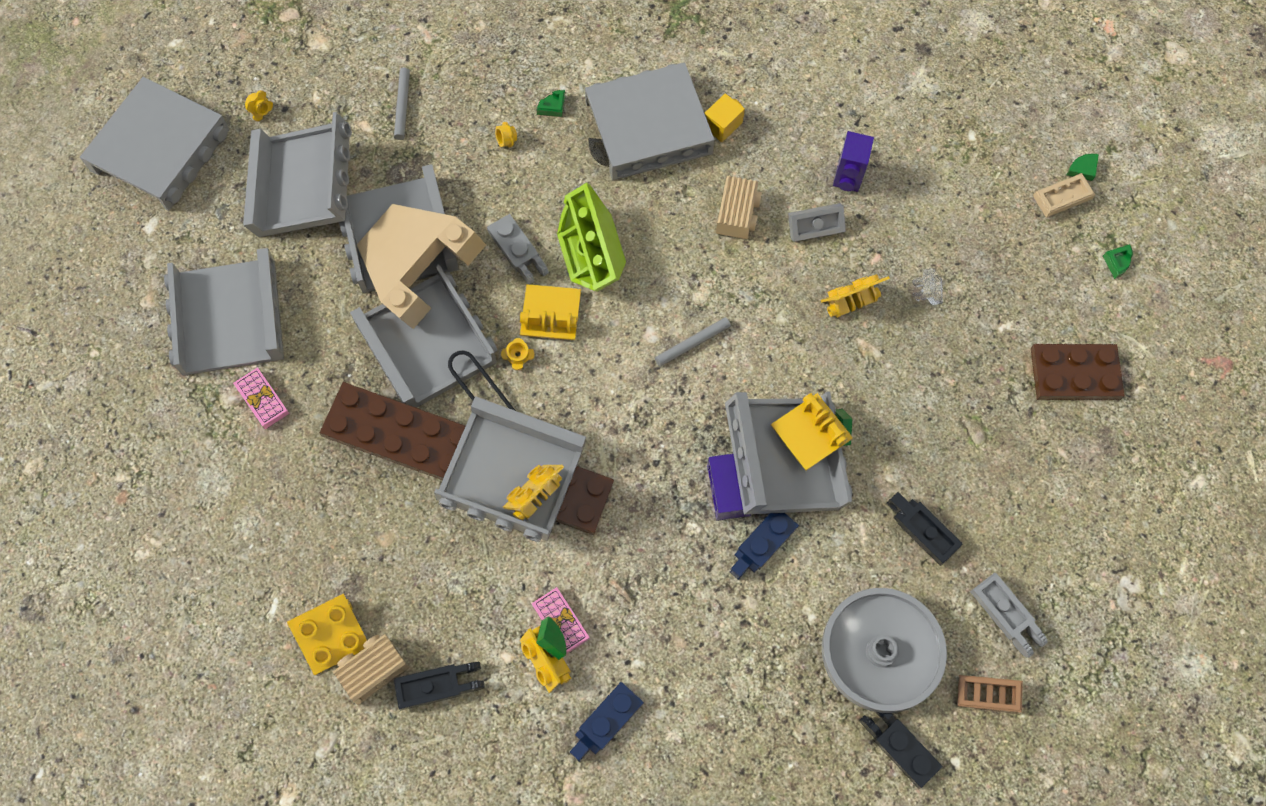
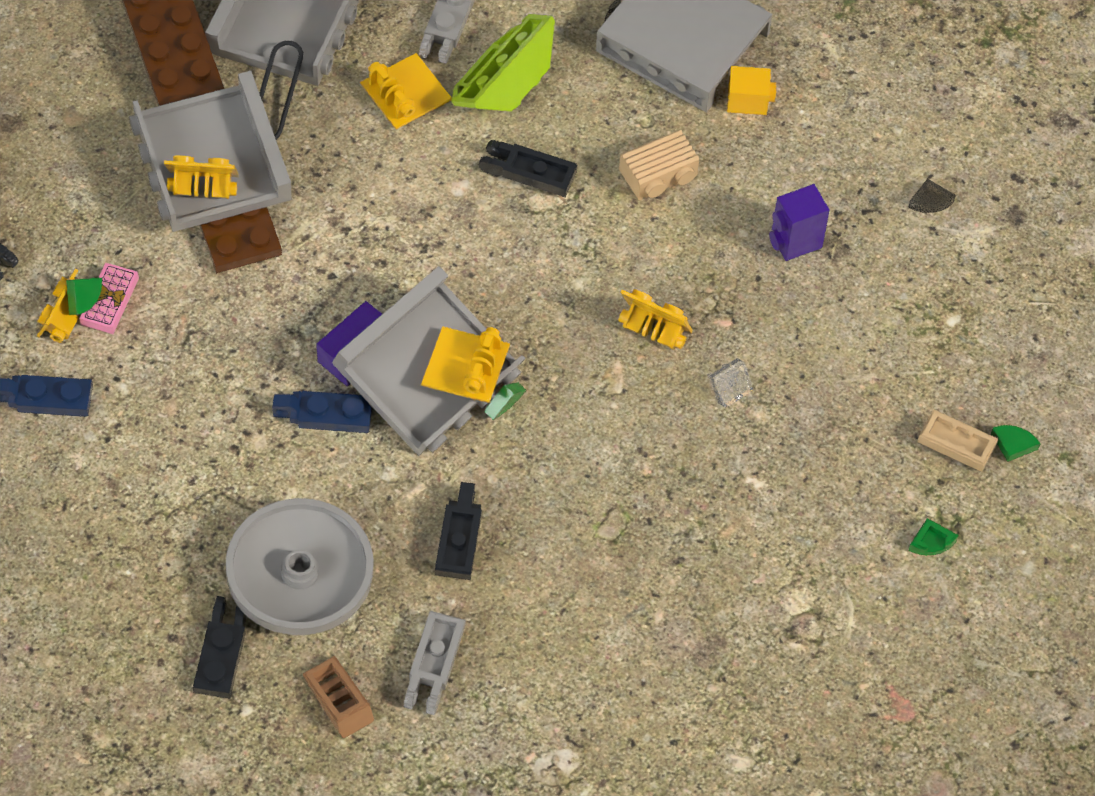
camera: 50 degrees right, 10 degrees down
(512, 348) = (339, 85): yellow plate -> none
(675, 282) = (529, 167): none -> black hinge
(692, 342) = (482, 223): light grey bar -> none
(817, 222) = (708, 240): light grey plate -> none
(877, 81) = (931, 198): none -> clear smoke tile
(1077, 372) = (761, 573): reddish brown plate -> none

